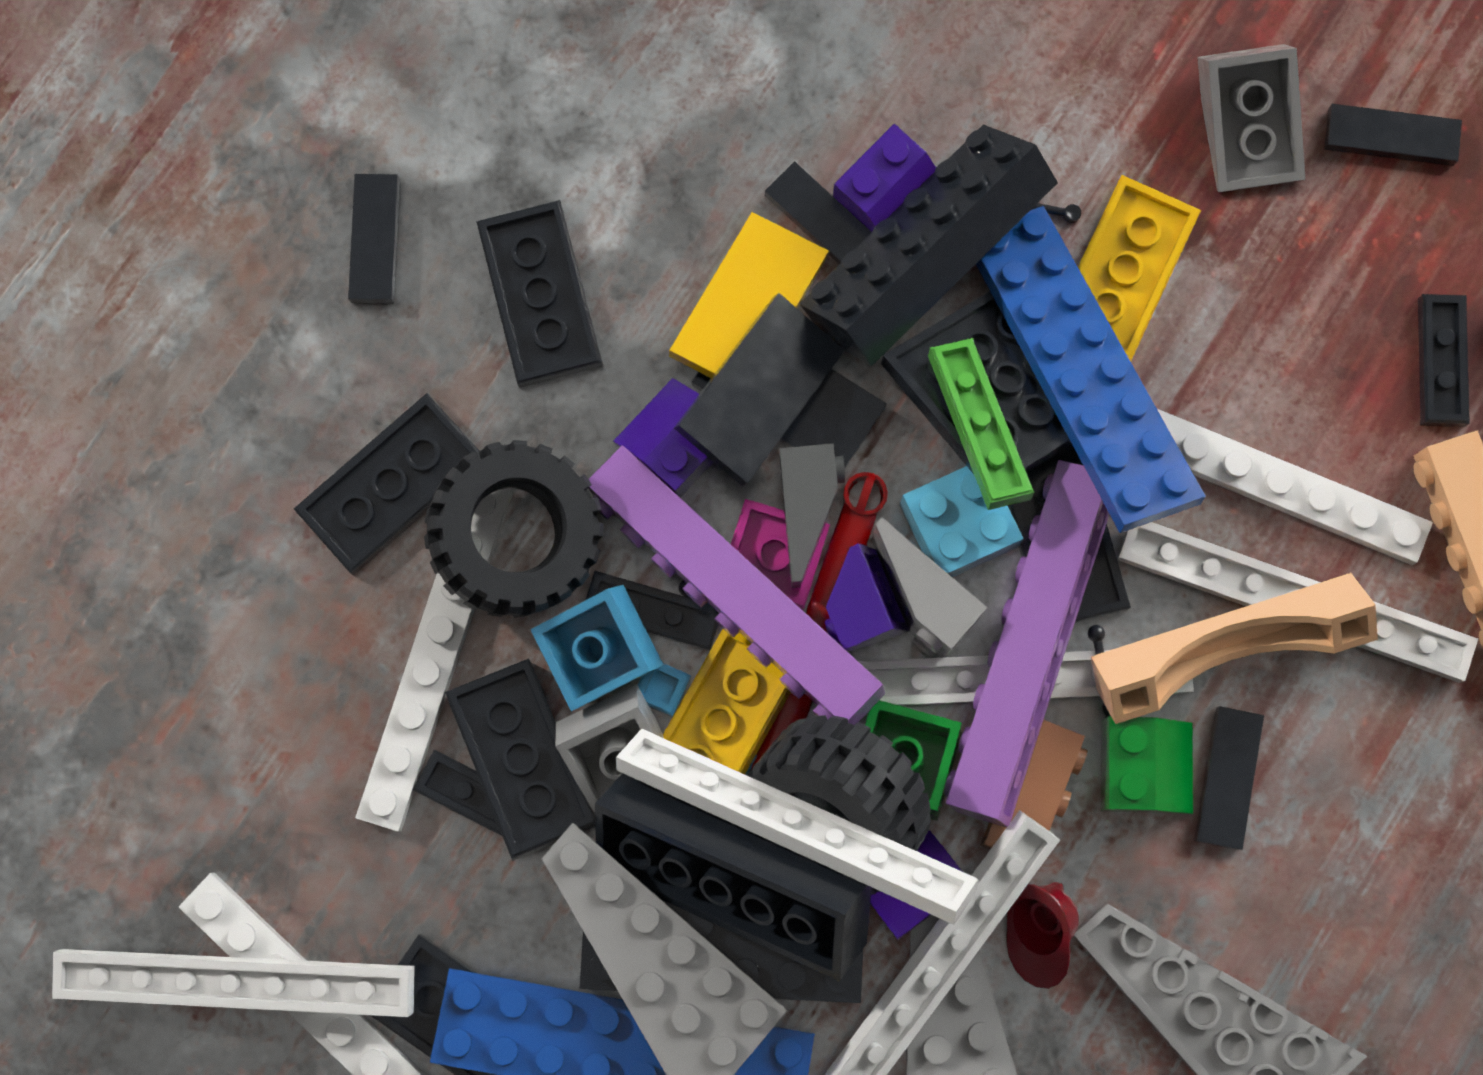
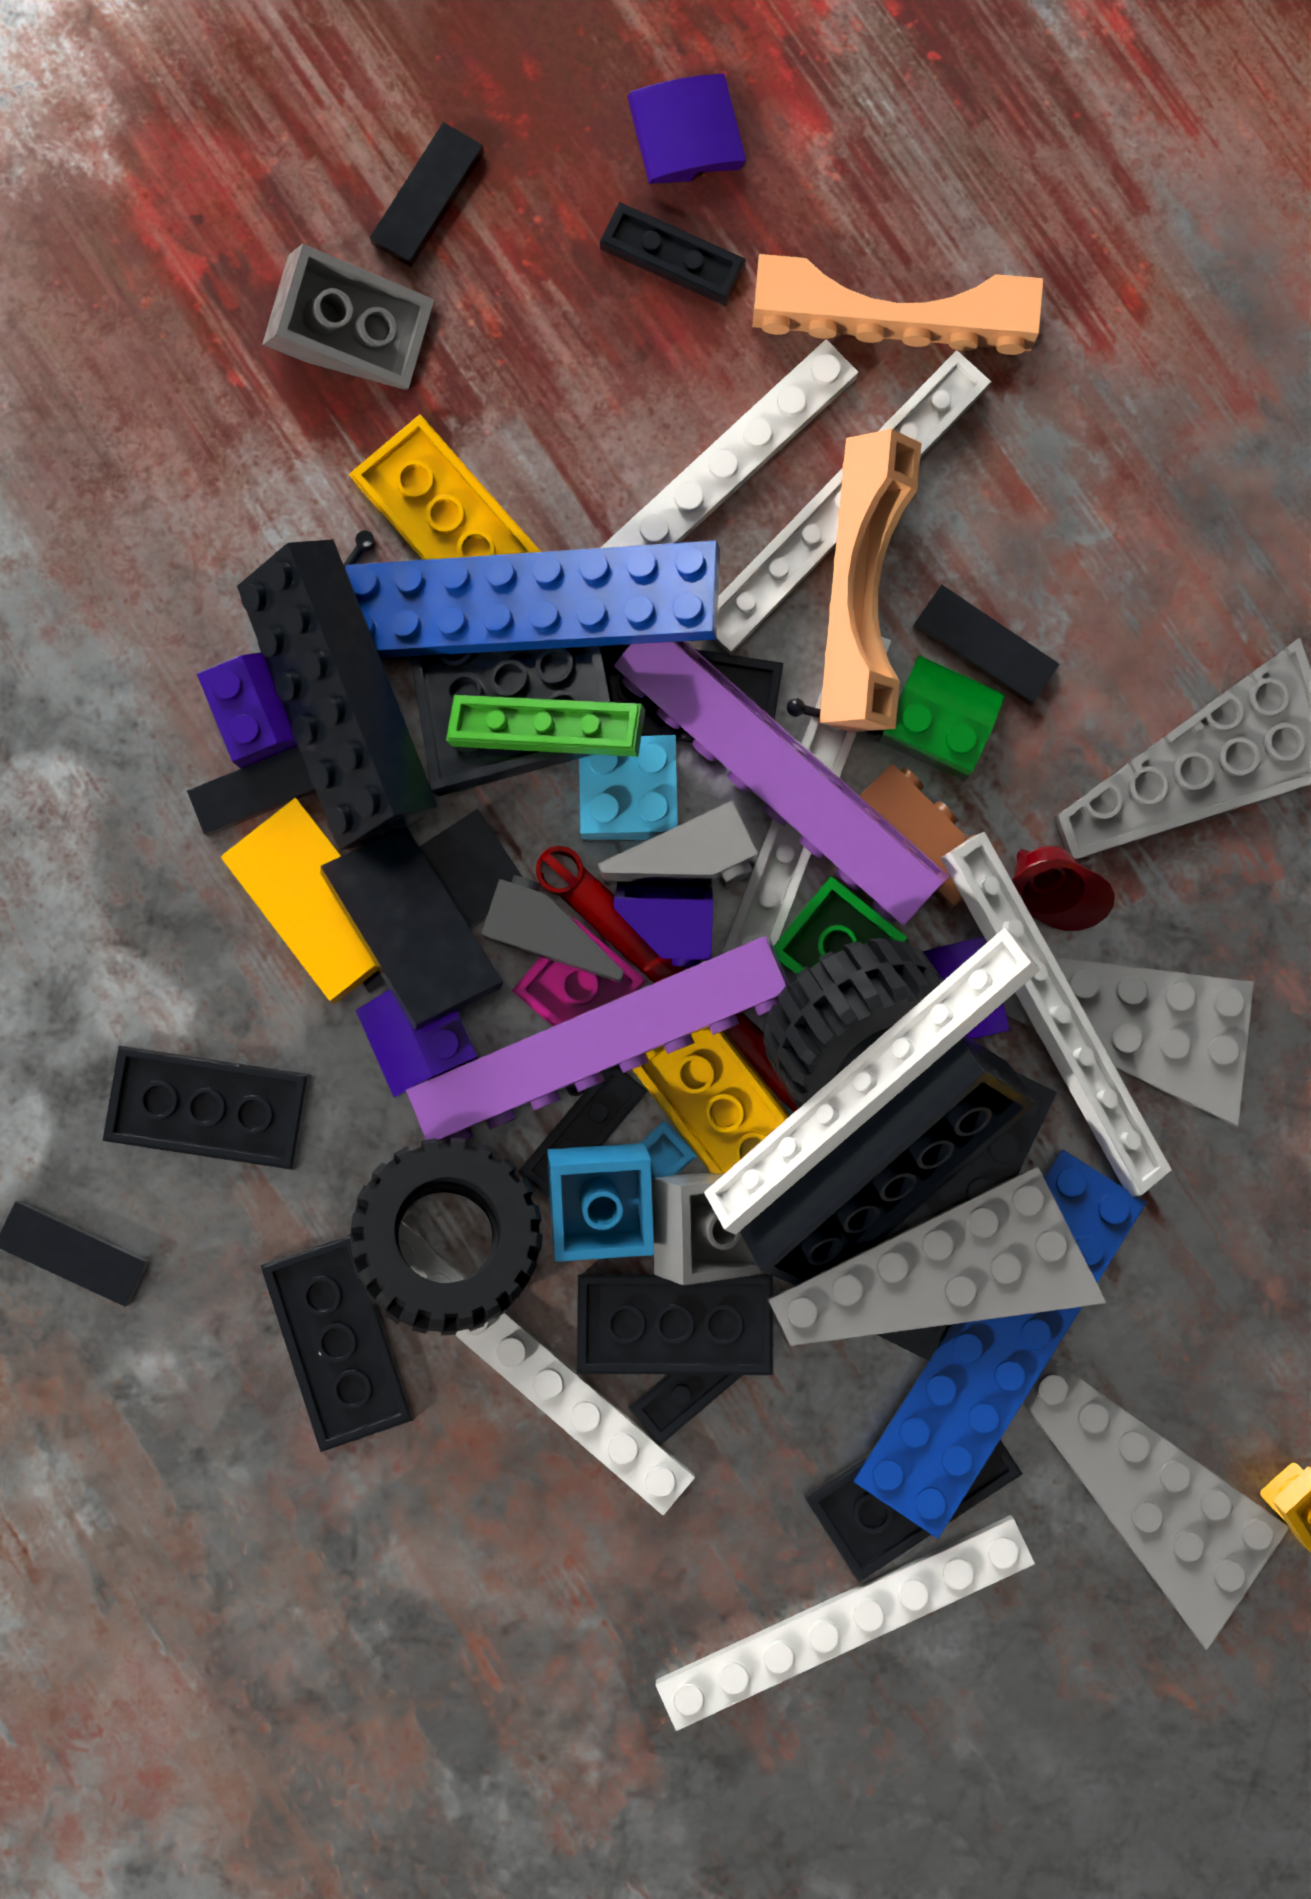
camera: 65 degrees left, 5 degrees up
(234, 982) = (777, 1706): white plate -> none

